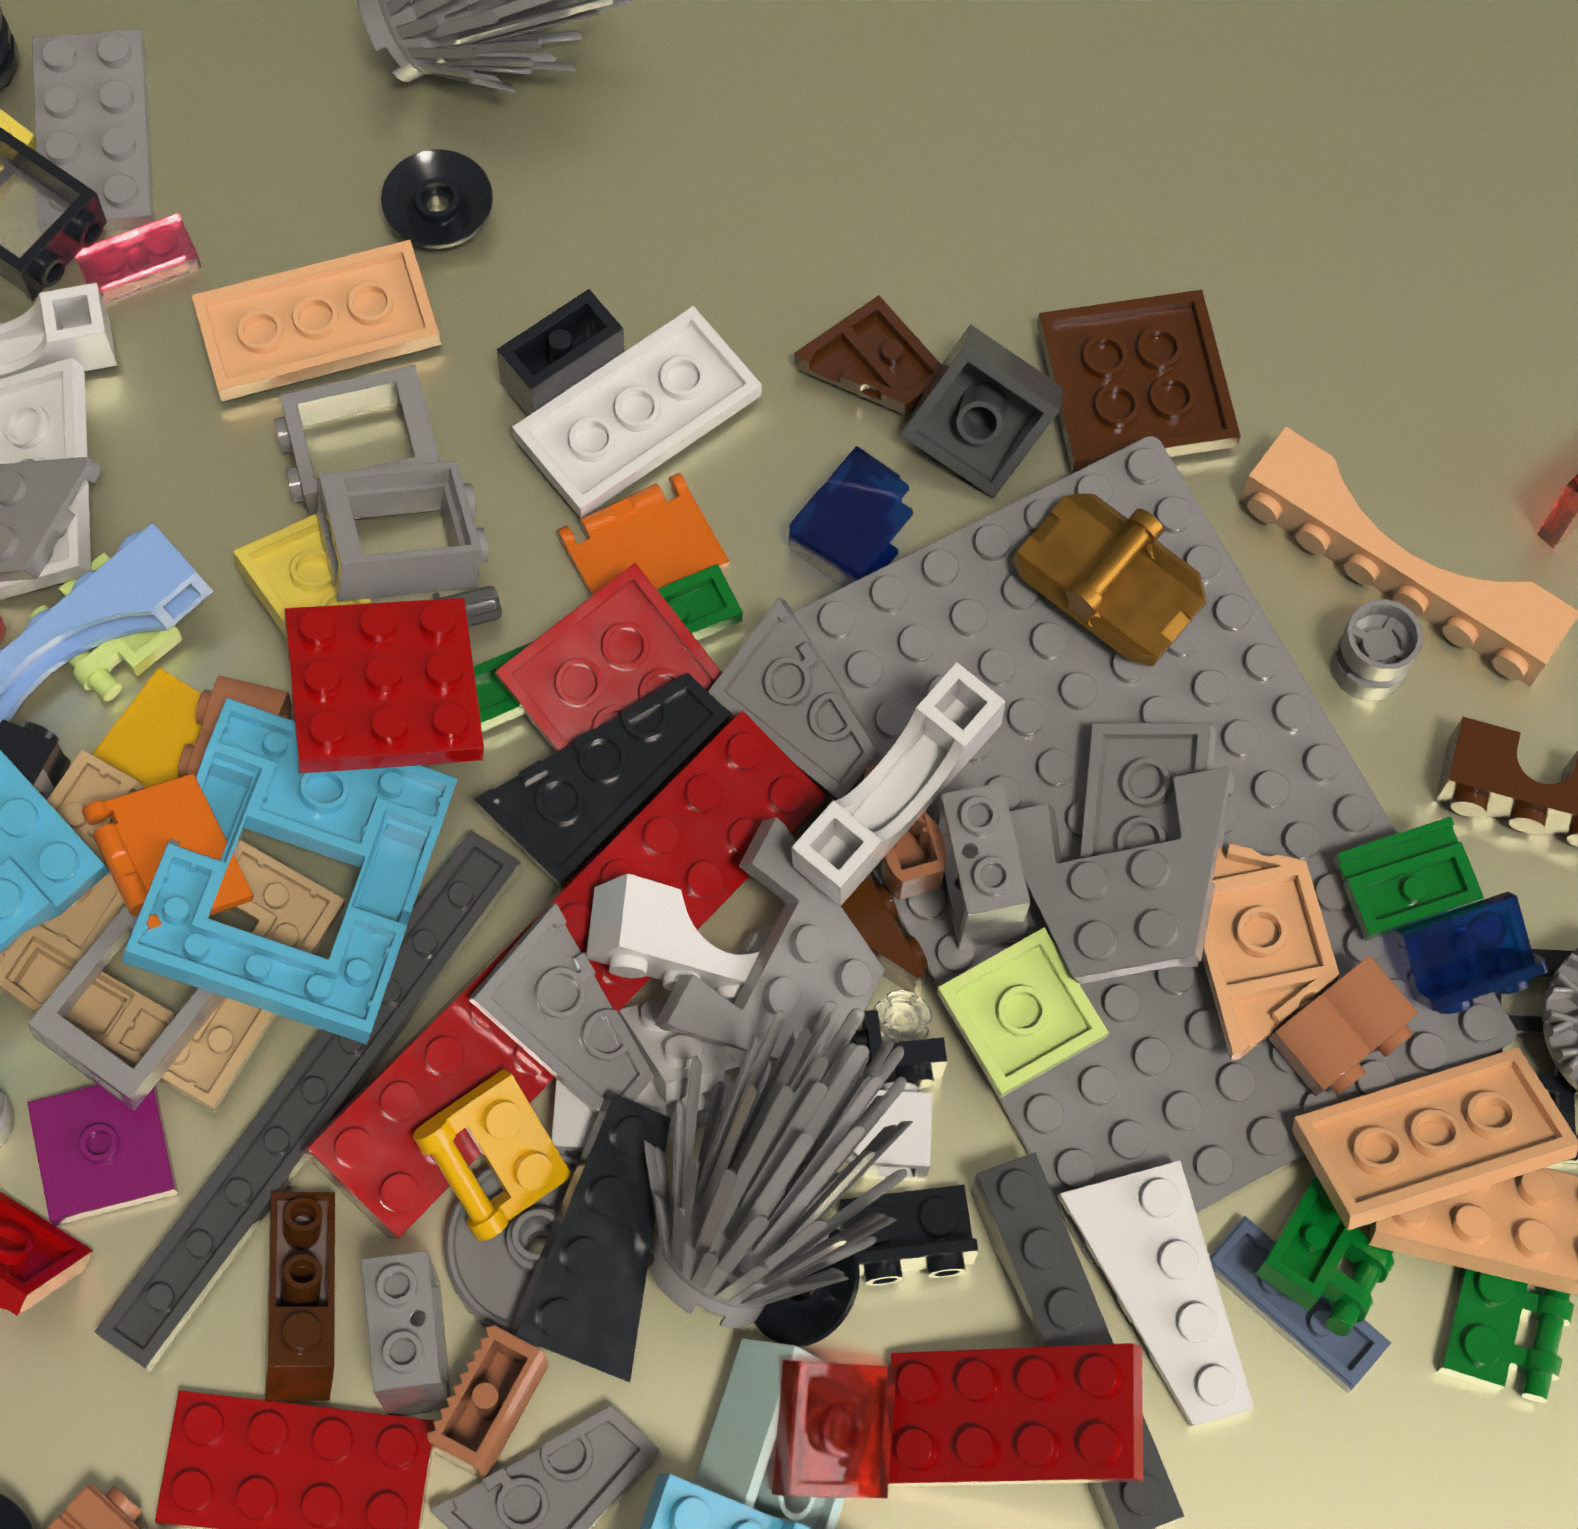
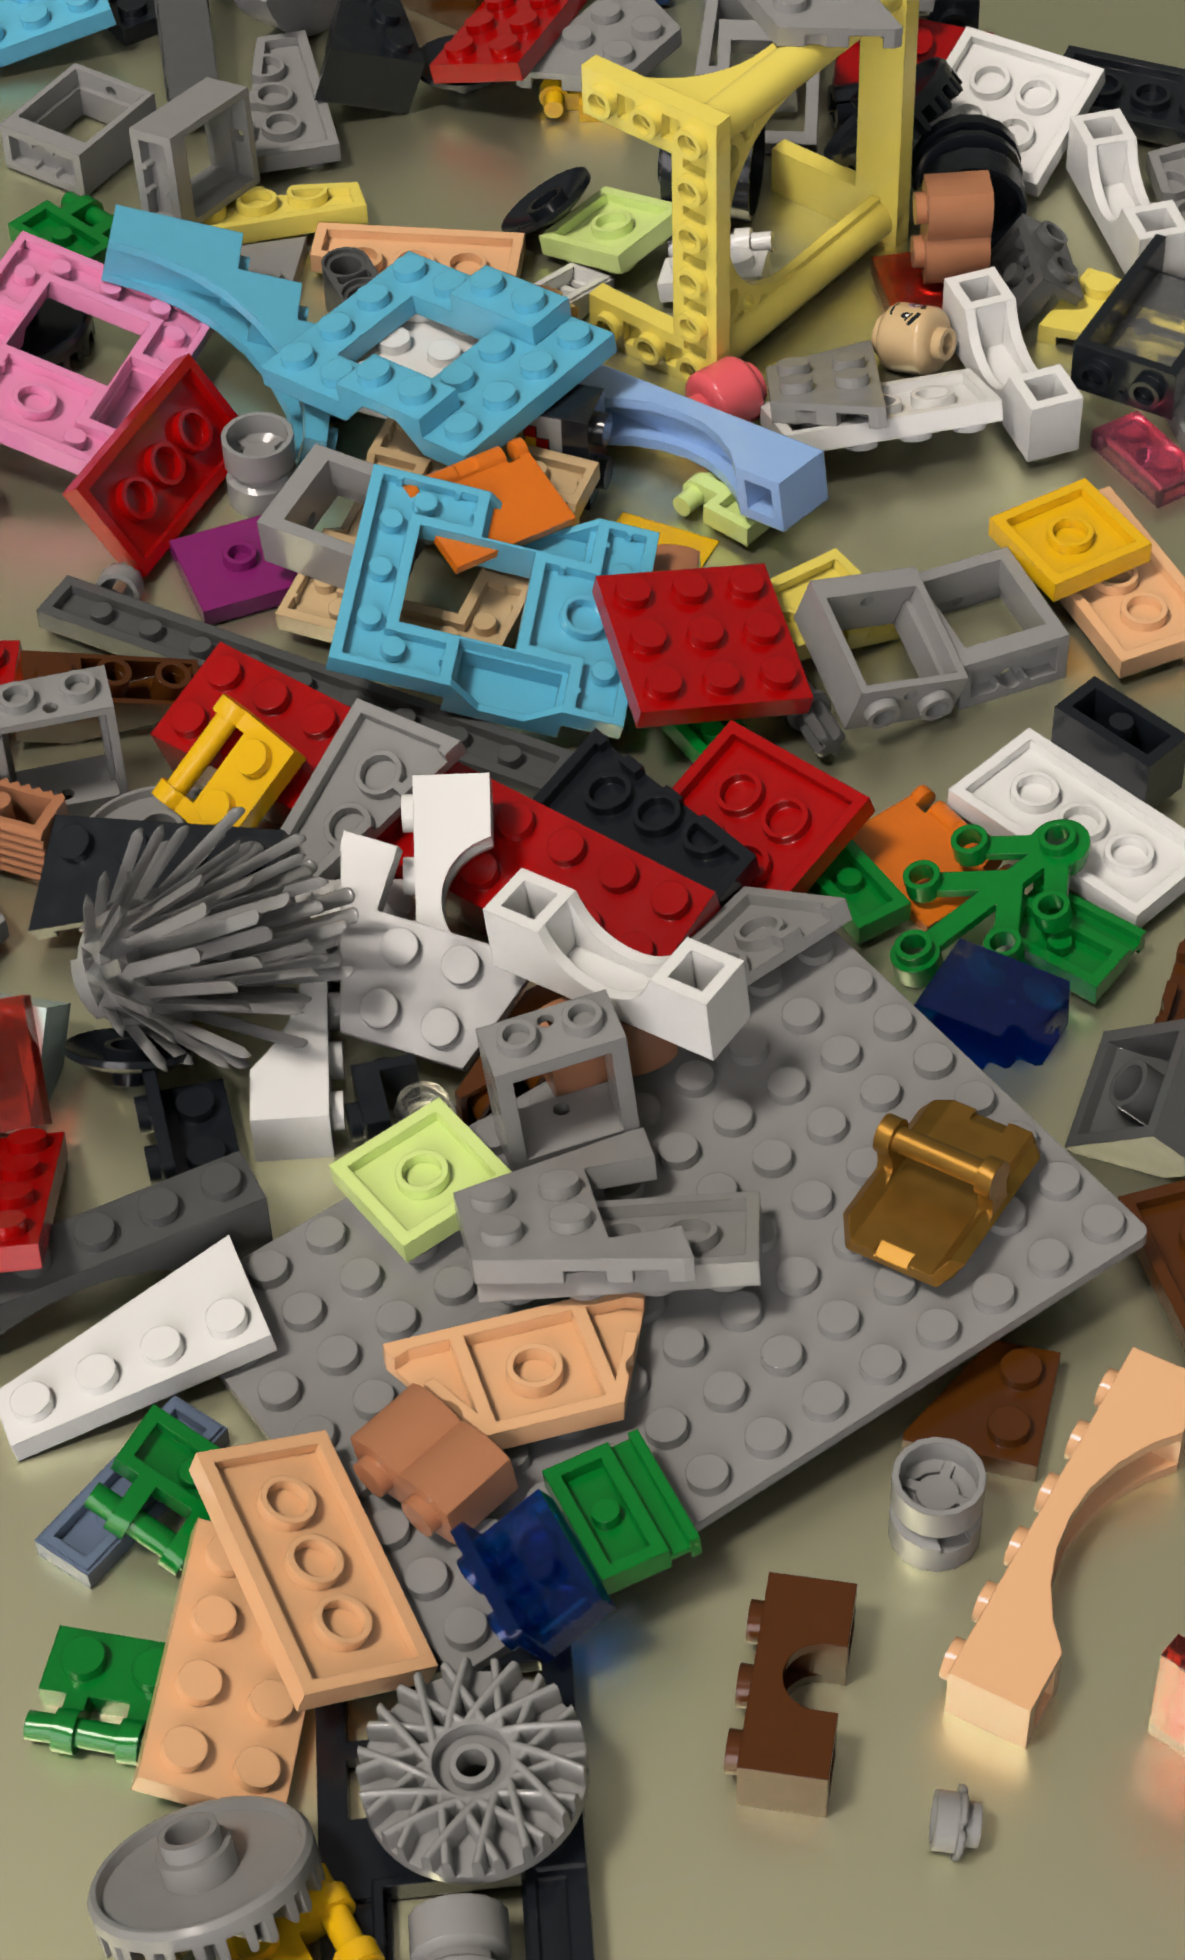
camera: 90 degrees right, 20 degrees down
(109, 1276) = (125, 573): none -> light grey hinge
(282, 339) = (1070, 539): none -> yellow plate
(723, 487) = (1053, 850): none -> green plant
(771, 448) = (1087, 952): none -> green plate
(1285, 592) = (996, 1408): none -> reddish brown wing

